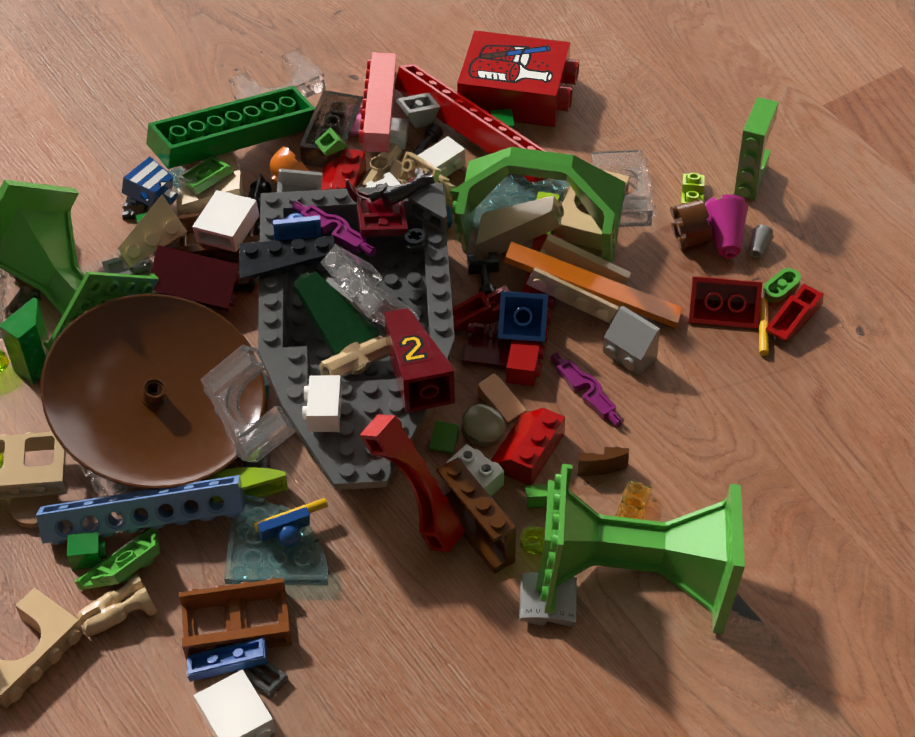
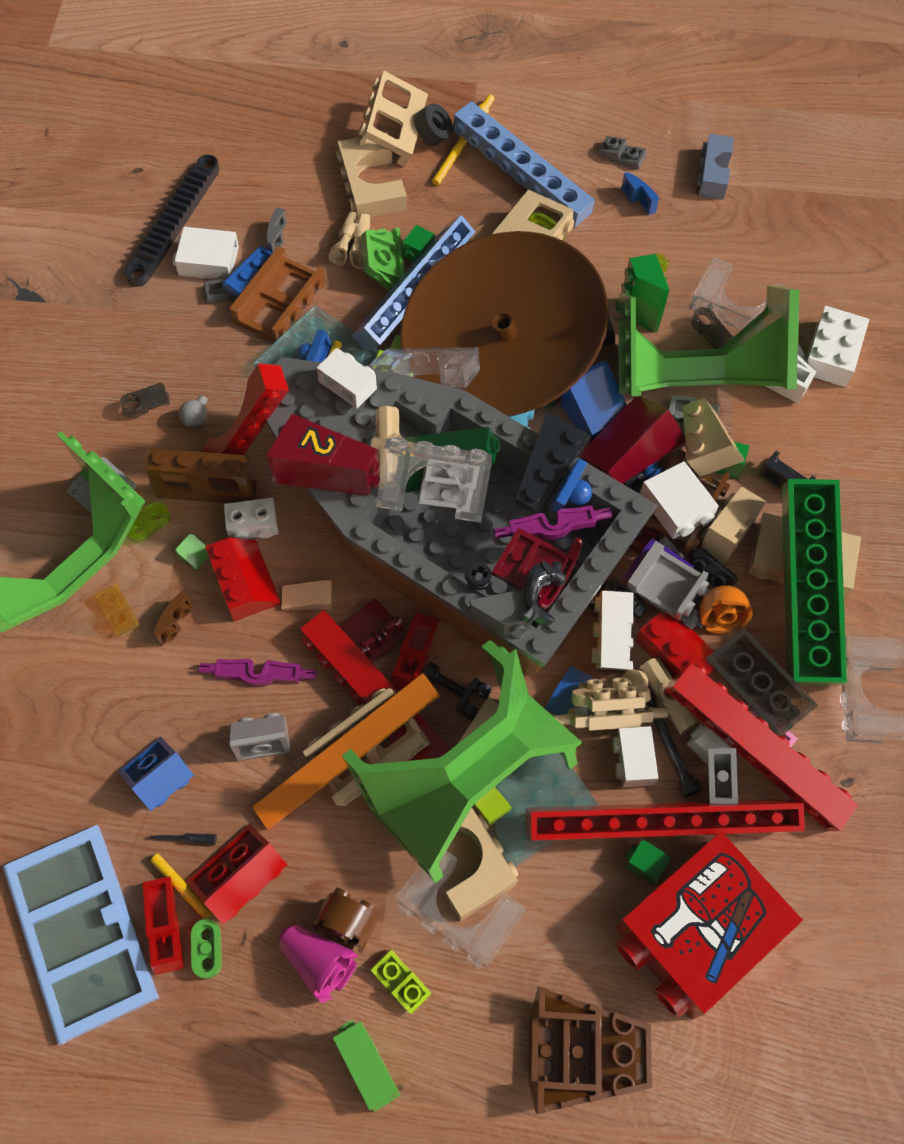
camera: 125 degrees right, 15 degrees up
(148, 183) = (776, 470): blue torso -> none
(168, 672) = (275, 228): none -> dark grey slope
(204, 174) = (757, 519): bright green tile -> none
(330, 142) = (723, 655): bright green slope -> none
(417, 586) = (193, 412): none -> light grey piece
(434, 637) = (147, 397): none -> clear smoke piece
(444, 437) = (308, 527): bright green slope -> none
(482, 425) = (291, 558): olive piece -> none
(523, 316) = (355, 654): blue slope -> none
(643, 98) = (584, 1053): none -> reddish brown wedge
(715, 388) = (156, 773): none -> slope
(733, 345) = (190, 838): none -> black piece
(760, 240) = (277, 986): light grey cone -> none
(847, 358) = (79, 934): none -> door

